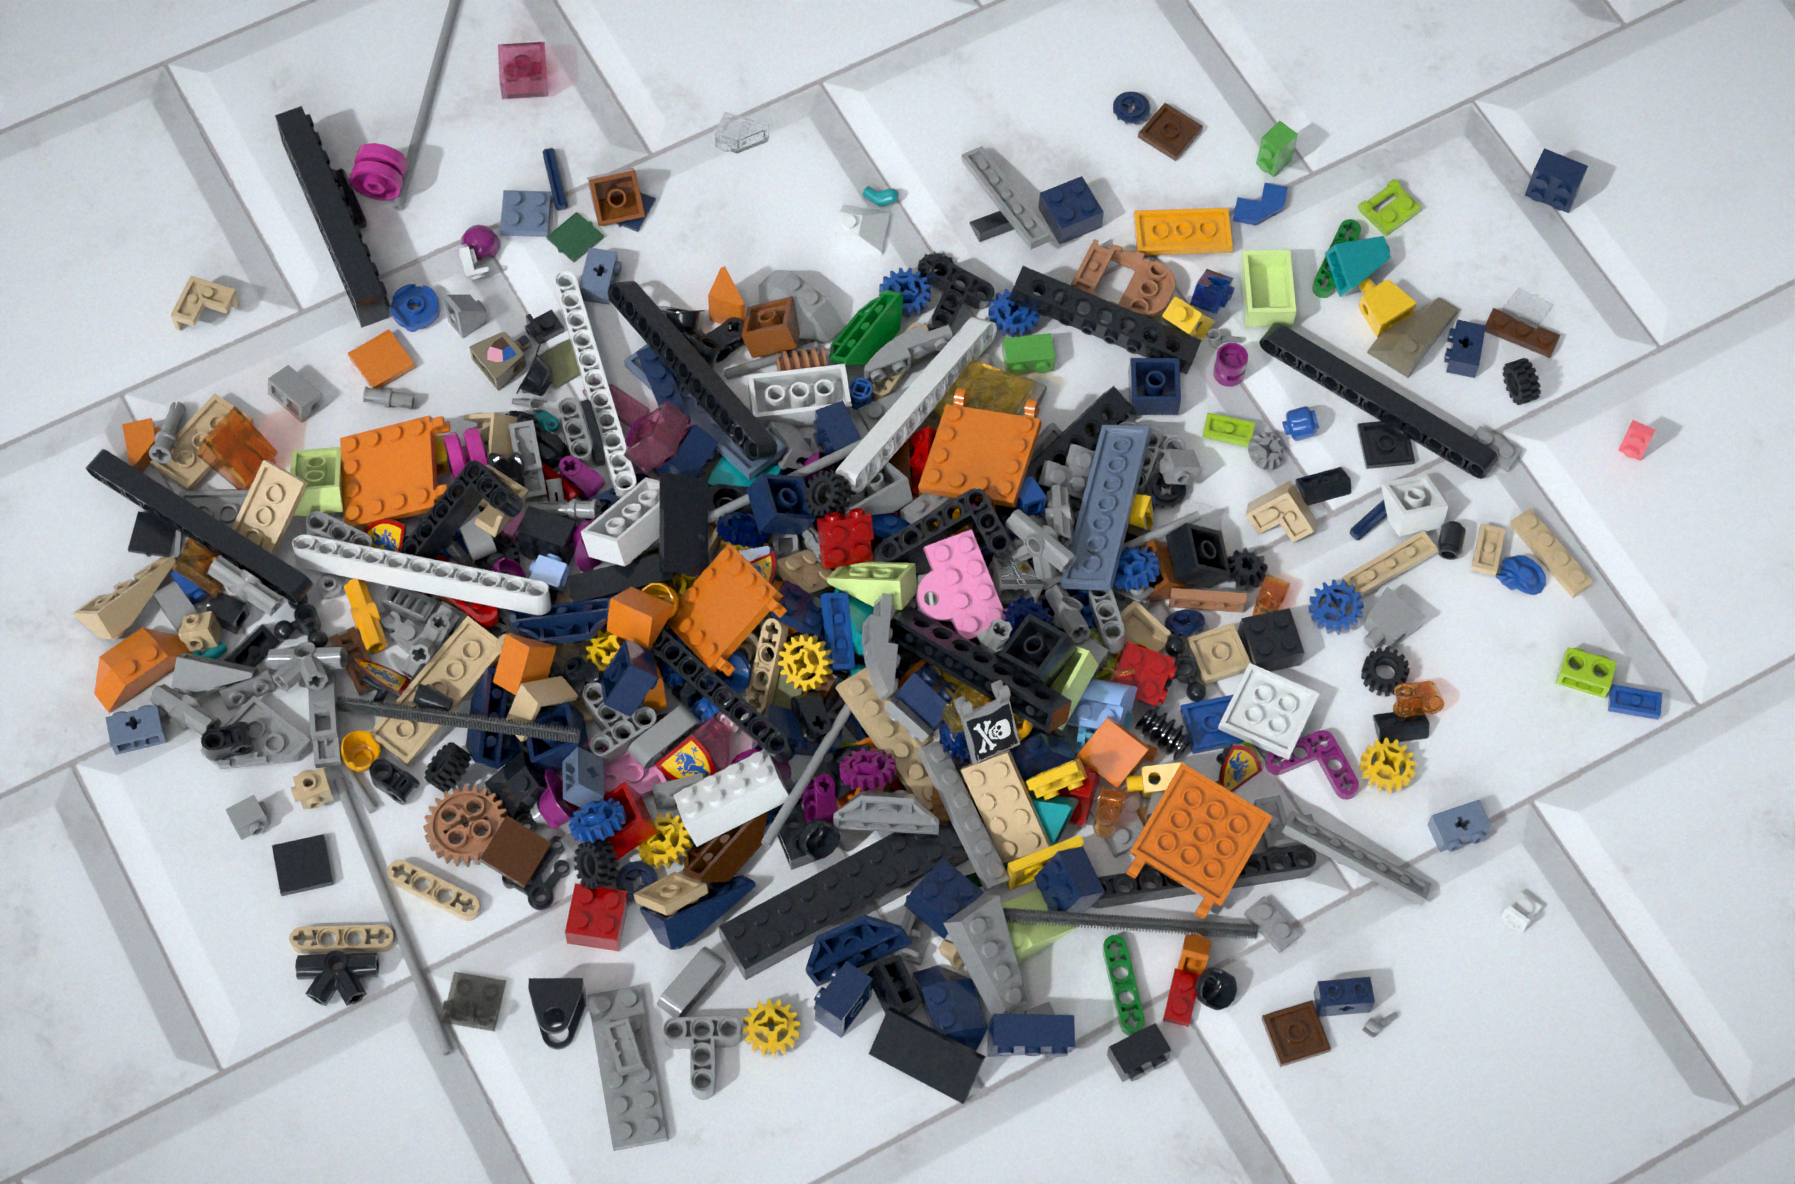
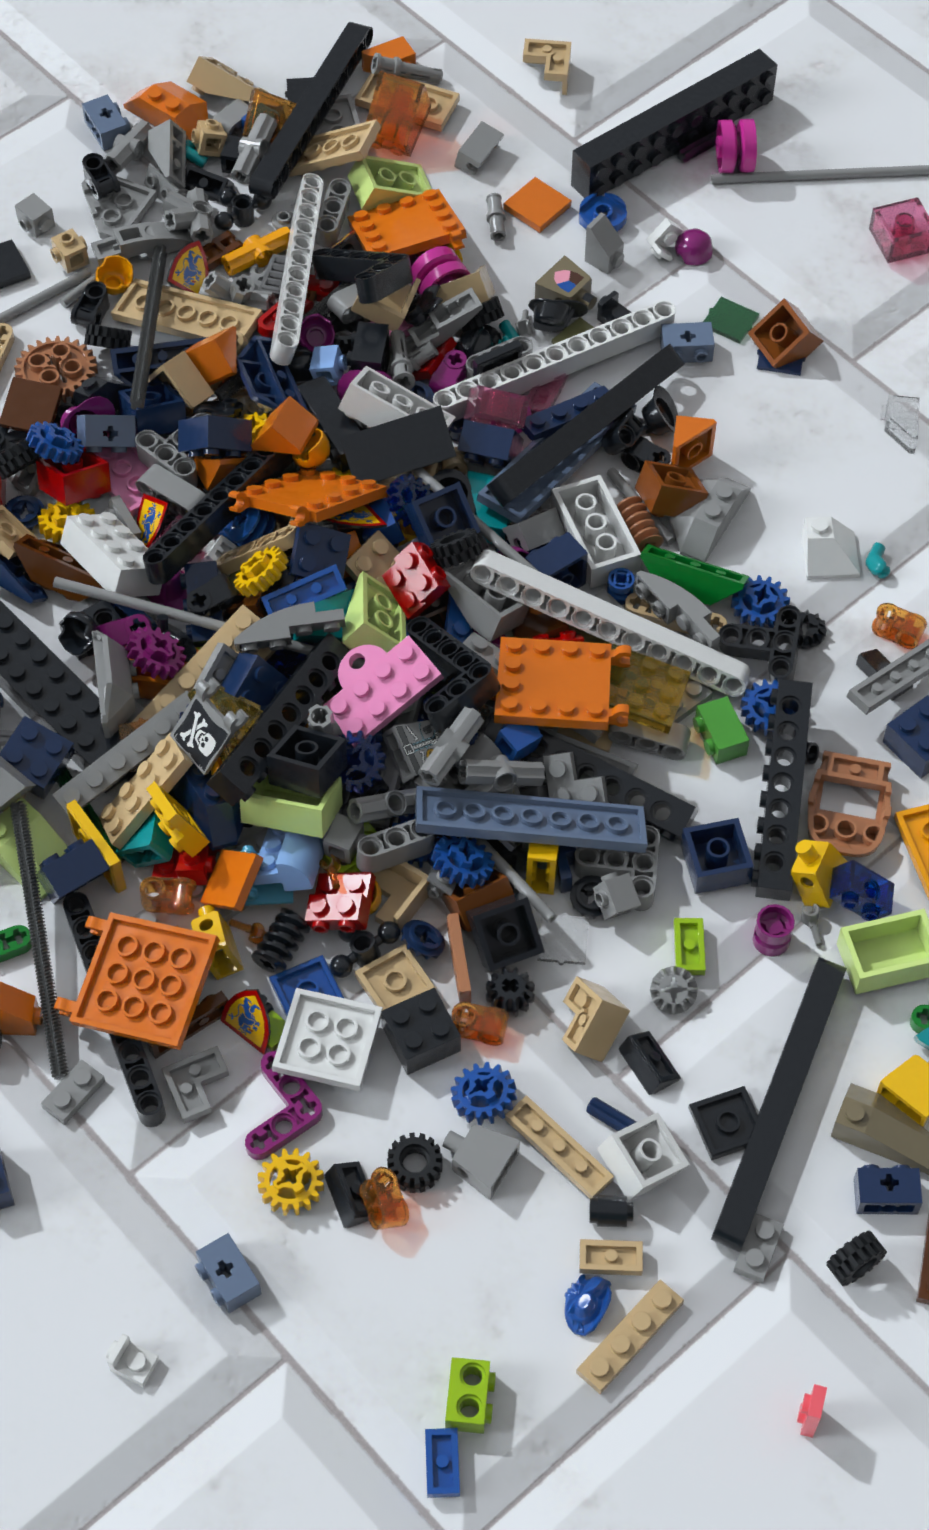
camera: 80 degrees right, 5 degrees down
(430, 697) = (170, 303): black cone -> none
(525, 213) = (742, 275): sand blue plate -> none
(555, 179) = (790, 288): dark blue axle -> none
(954, 198) = (901, 627): none -> clear orange piece
(1301, 423) = (720, 1020): blue head -> none
(1356, 858) = (160, 1161): light grey plate -> none

